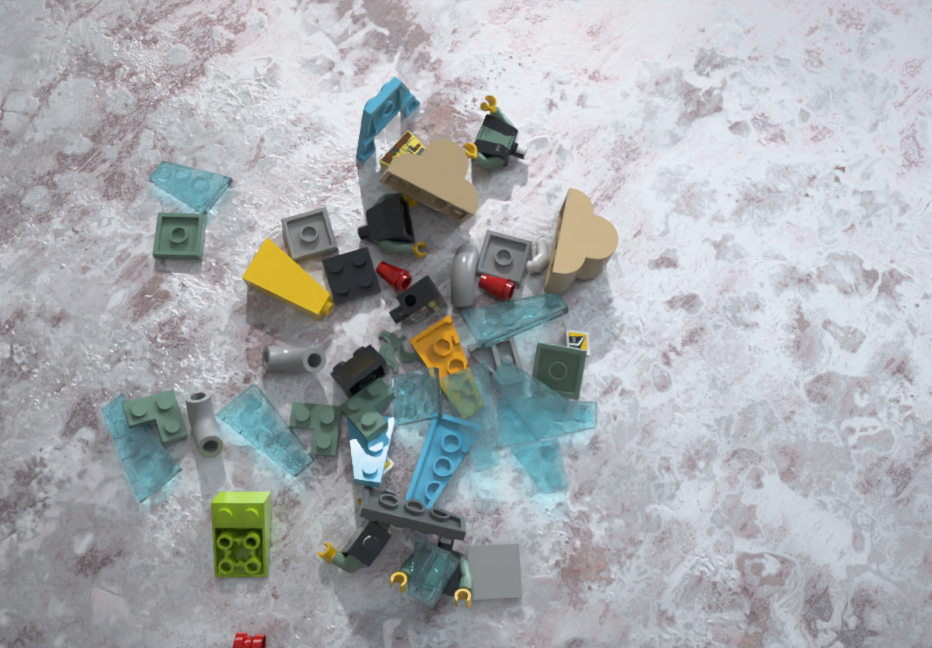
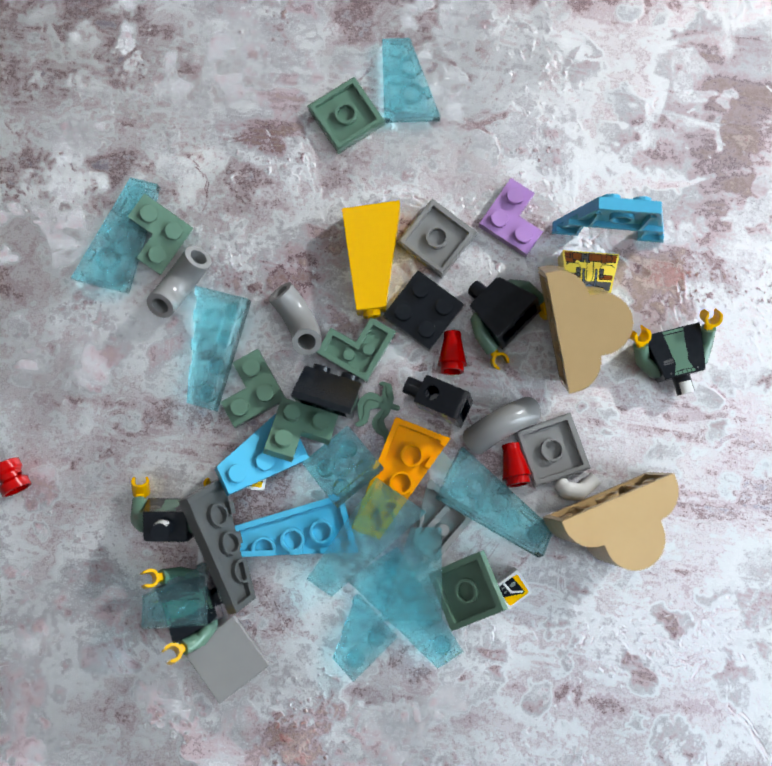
camera: 60 degrees right, 10 degrees up
(241, 533) = (105, 393): lime slope -> none
(333, 185) = (504, 219): none -> lavender plate
(350, 334) = (358, 356): none -> sand green plate

